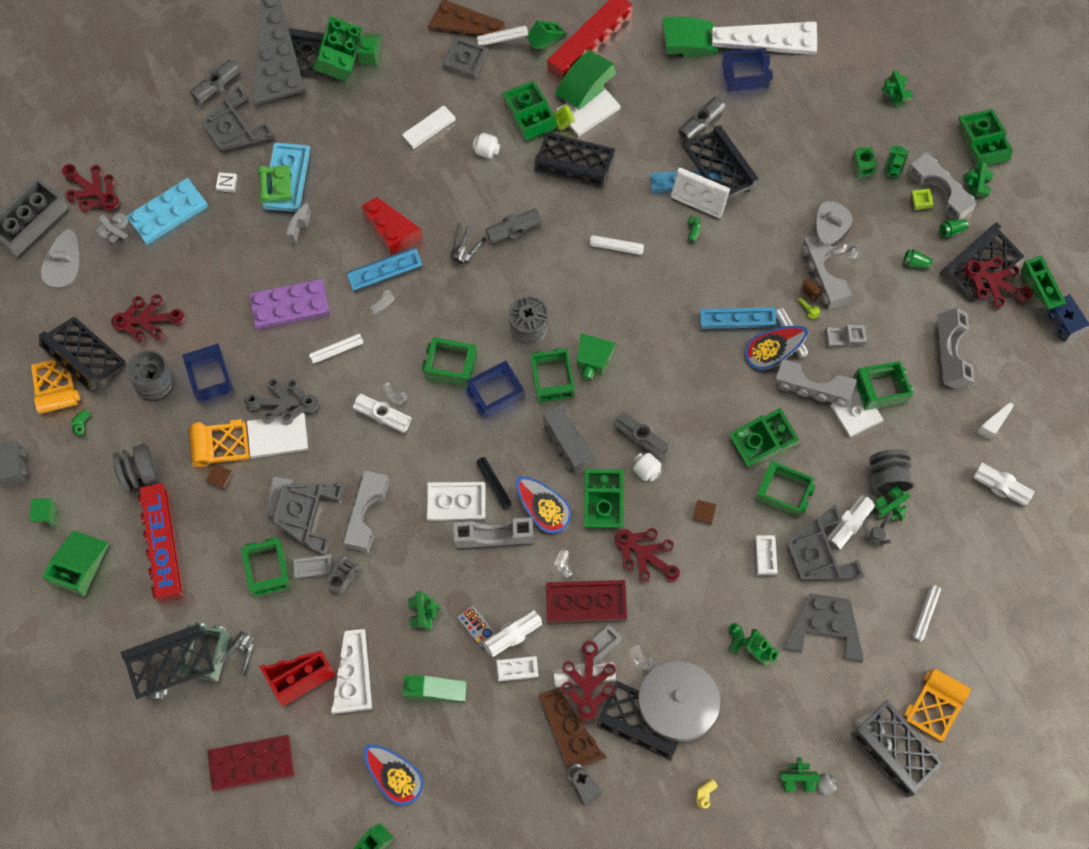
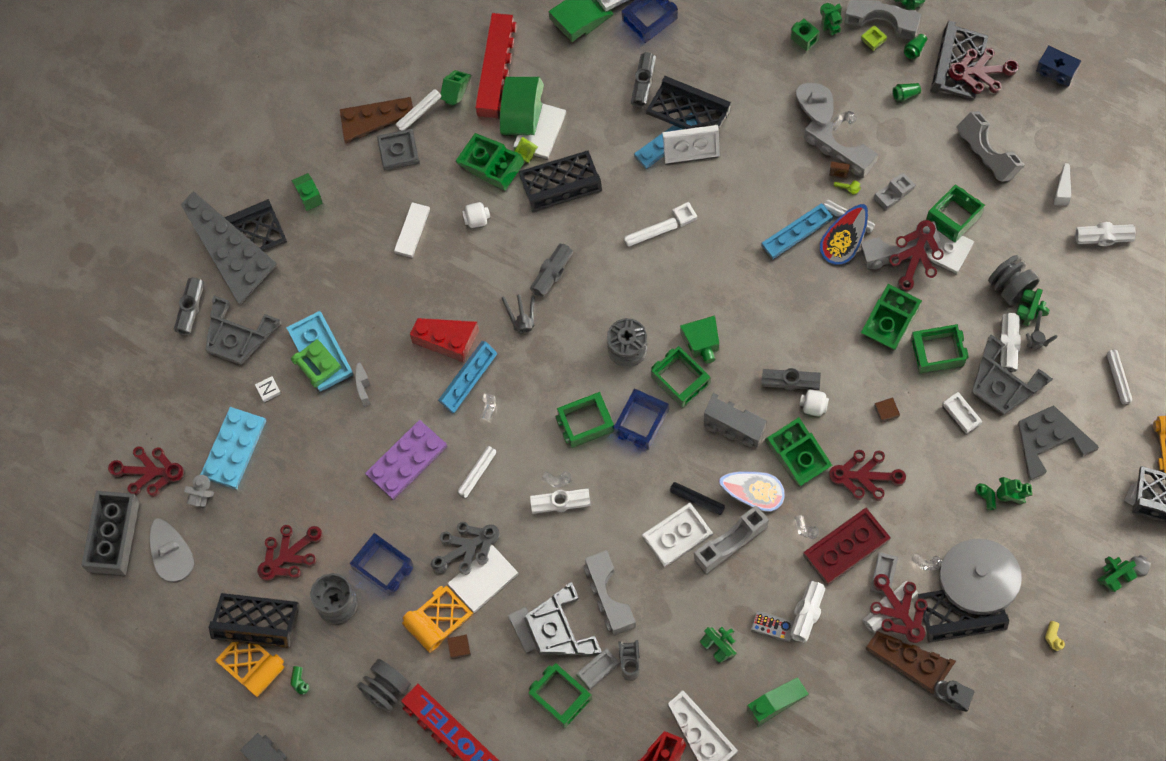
camera: 30 degrees left, 0 degrees up
(337, 48) = (282, 209): green slope -> none
(517, 668) = (832, 638): white plate -> none
(655, 247) = (684, 214): none -> white tile
(696, 227) = (706, 175): green arm -> none
(823, 396) = (917, 252): none -> dark red plant
(1042, 282) = (1016, 47): green slope -> none

